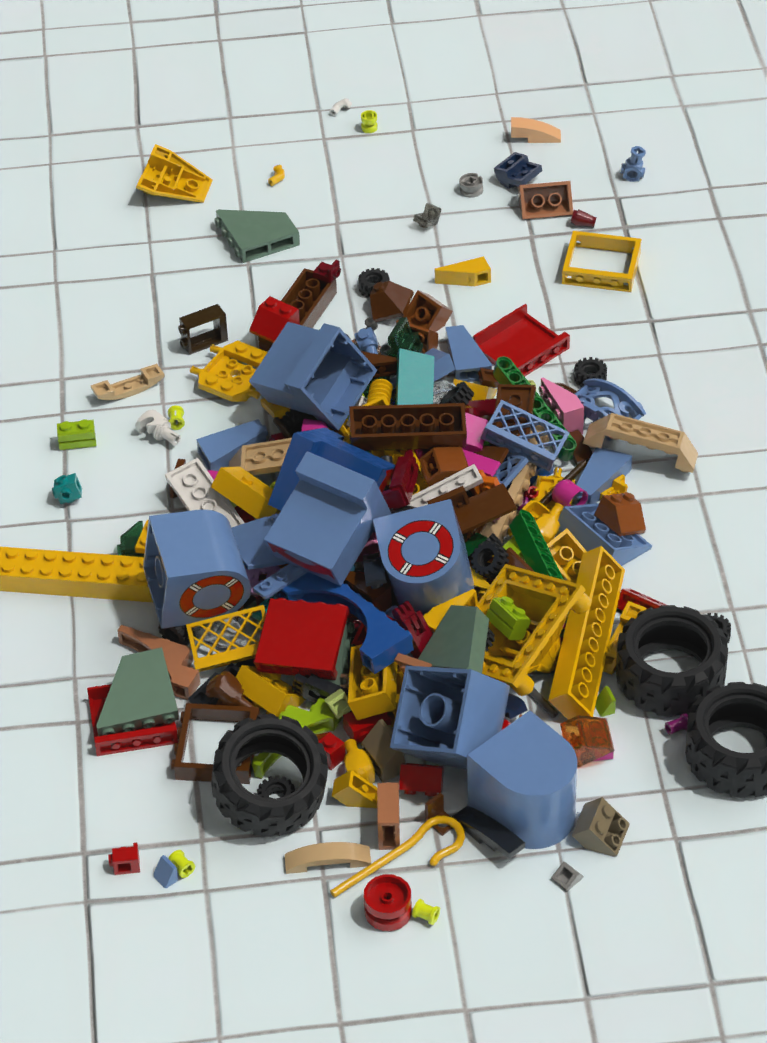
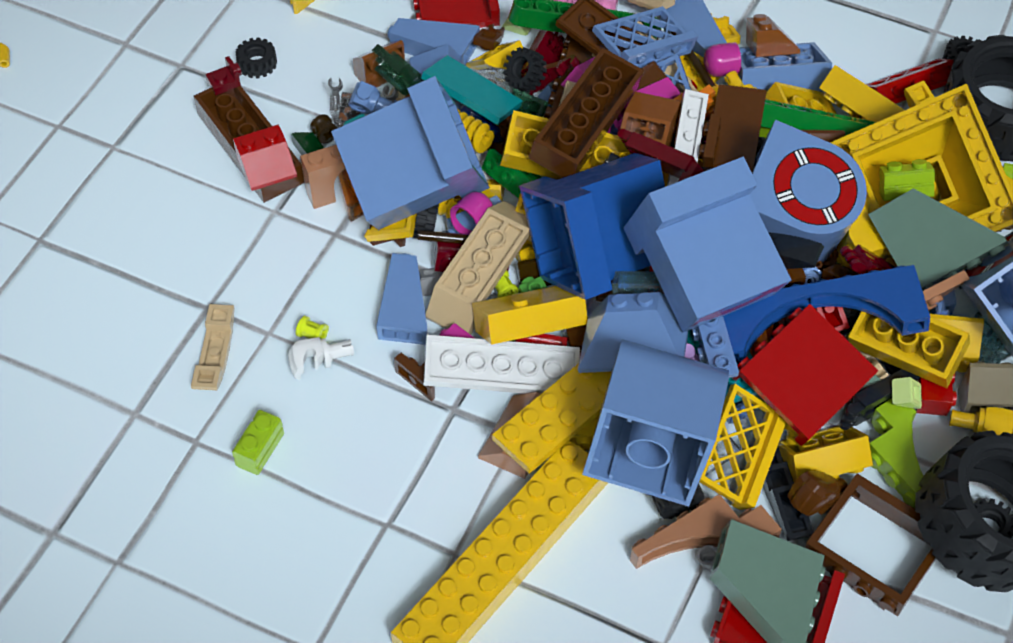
camera: 60 degrees left, 10 degrees up
(67, 488) = (348, 496): teal brick -> none
(129, 539) = (492, 472): clear green slope -> none
(204, 340) = (198, 231): dark brown window -> none
(218, 373) = (279, 264): yellow piece -> none
(257, 232) = (76, 113): sand green slope -> none
(333, 747) = (940, 440): red slope -> none
(389, 300) = (305, 56): reddish brown slope -> none
(427, 312) = (345, 40): dark orange slope -> none

